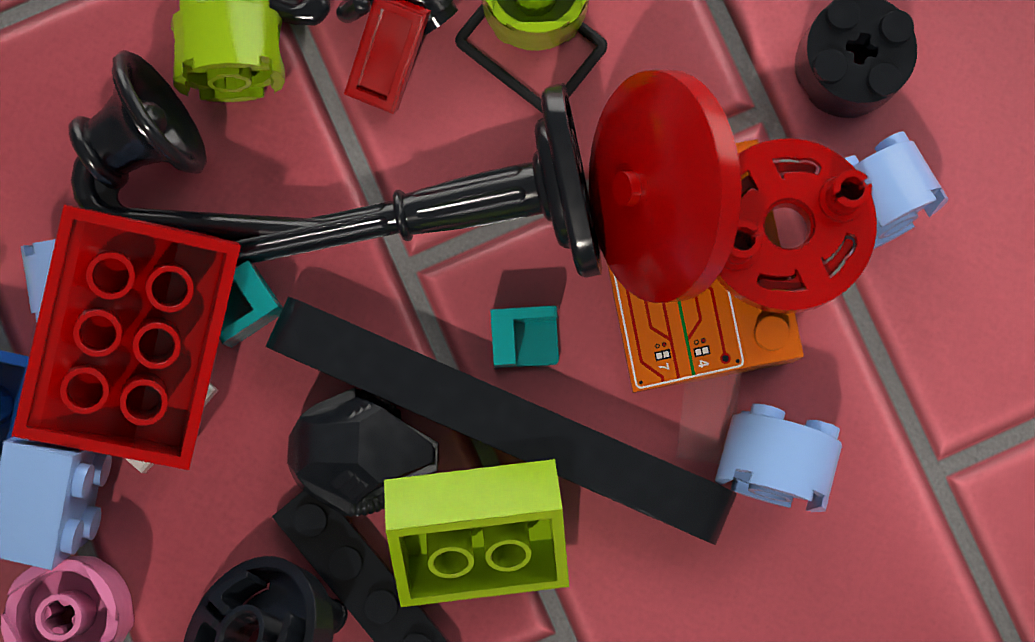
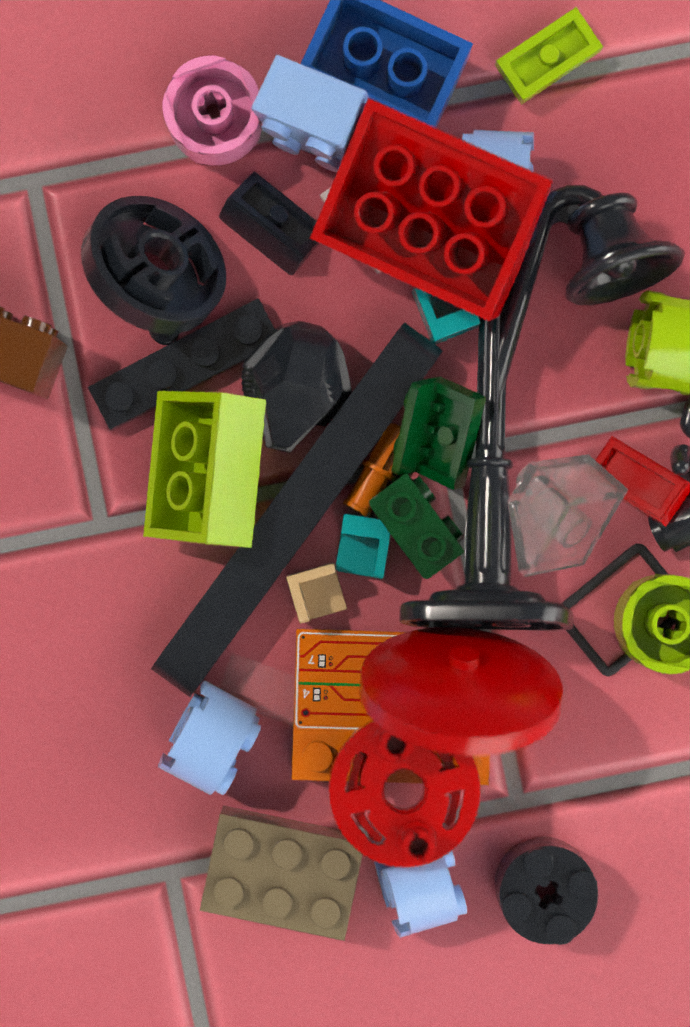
camera: 110 degrees right, 5 degrees up
(185, 521) = (270, 223): none -> black slope
(378, 280) = (438, 431): none -> dark green bracket
(437, 339) = (375, 473): none -> orange axle
(438, 126) = (561, 512): none -> clear slope
(492, 279) = (415, 525): none -> dark green bracket
(587, 378) = (316, 592): none -> tan panel
(908, 347) = (281, 873): none -> dark tan brick

